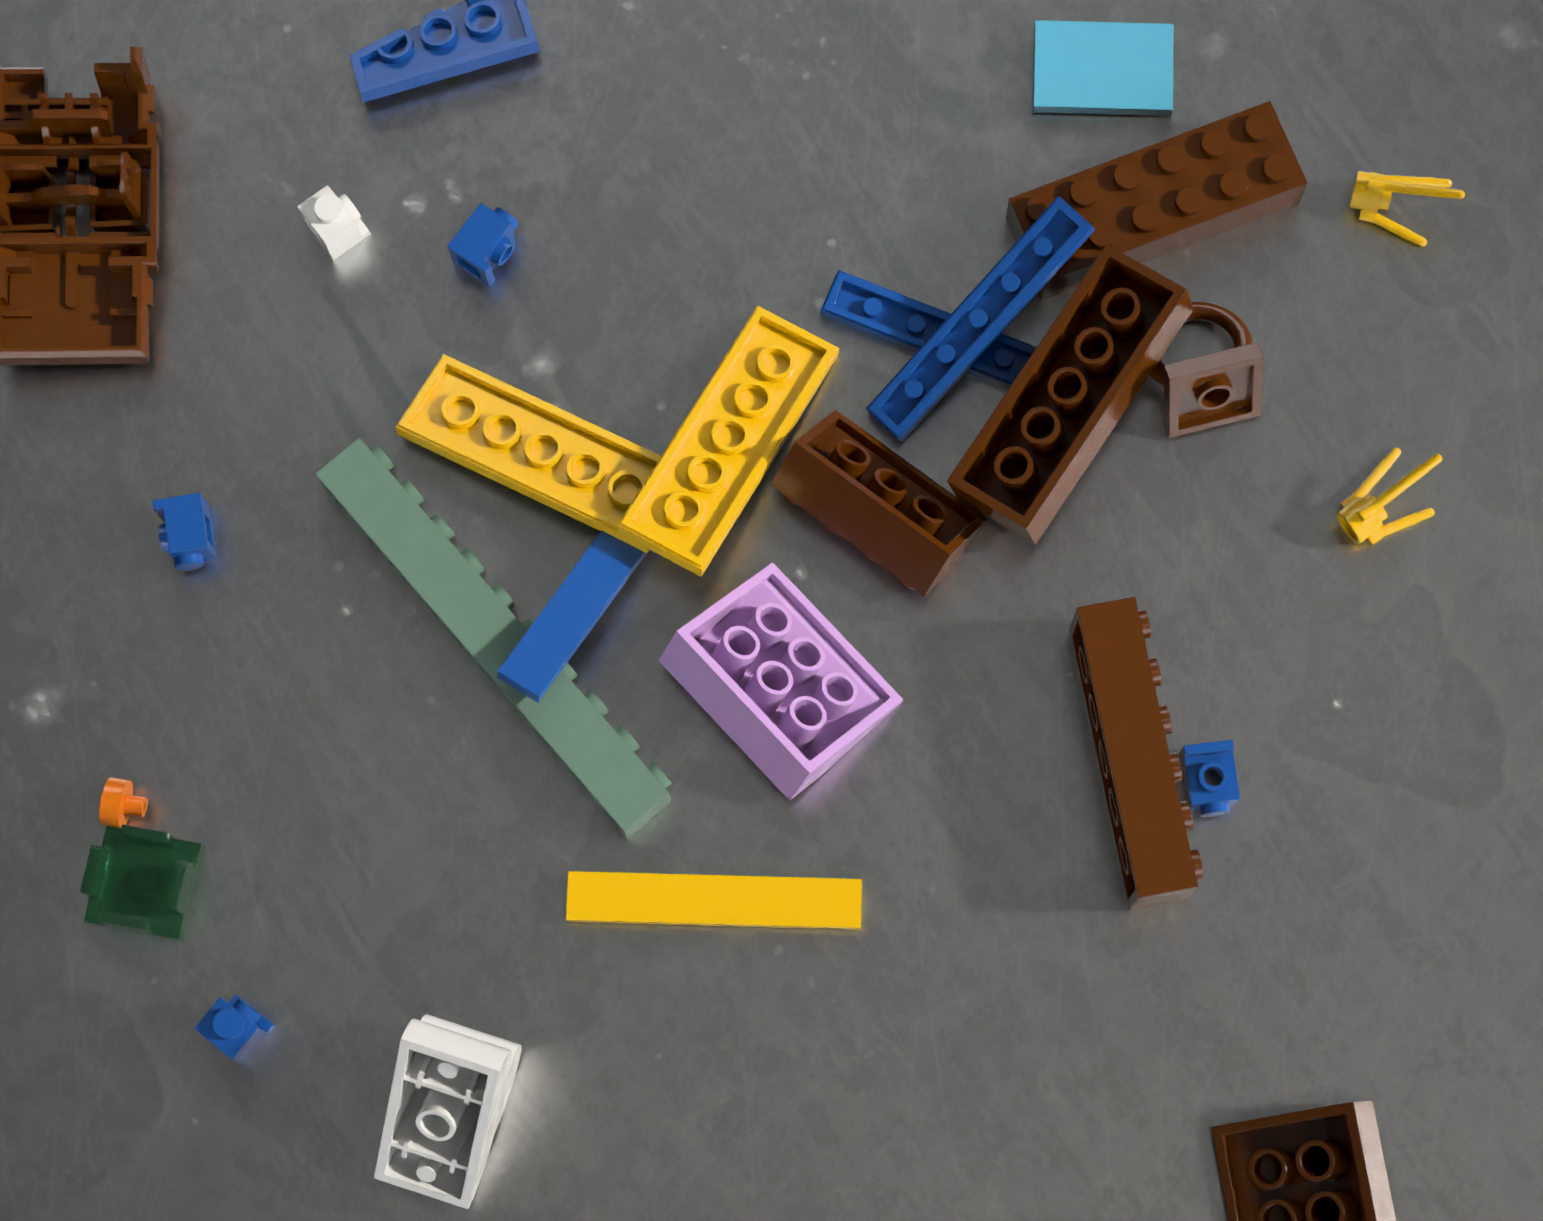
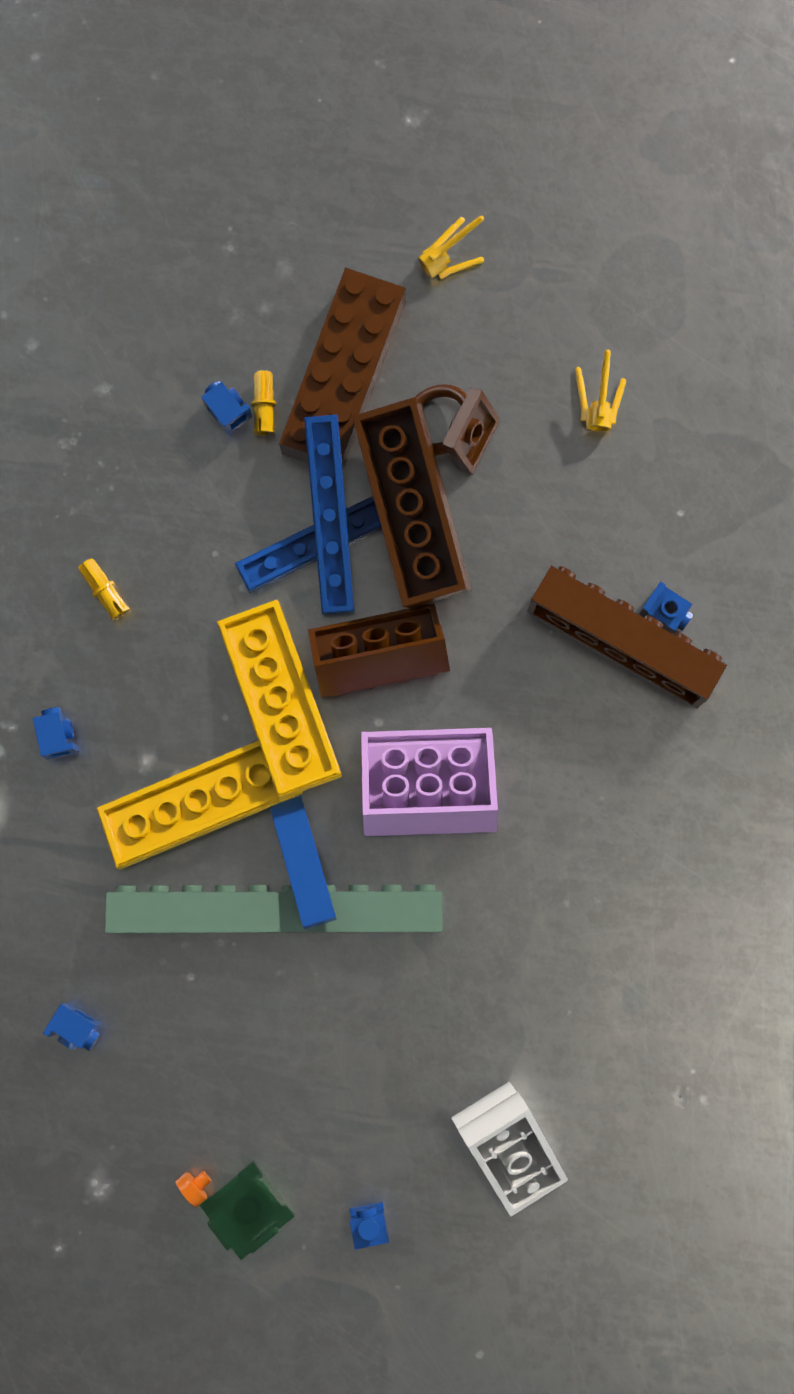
camera: 50 degrees left, 5 degrees up
(686, 158) = (103, 589): none -> yellow axle
(714, 900) = (513, 915): yellow tile -> none
(1001, 114) = (226, 407): none -> blue brick
(1042, 150) = (263, 403): none -> yellow axle
(1103, 68) = (246, 334): medium azure tile -> none

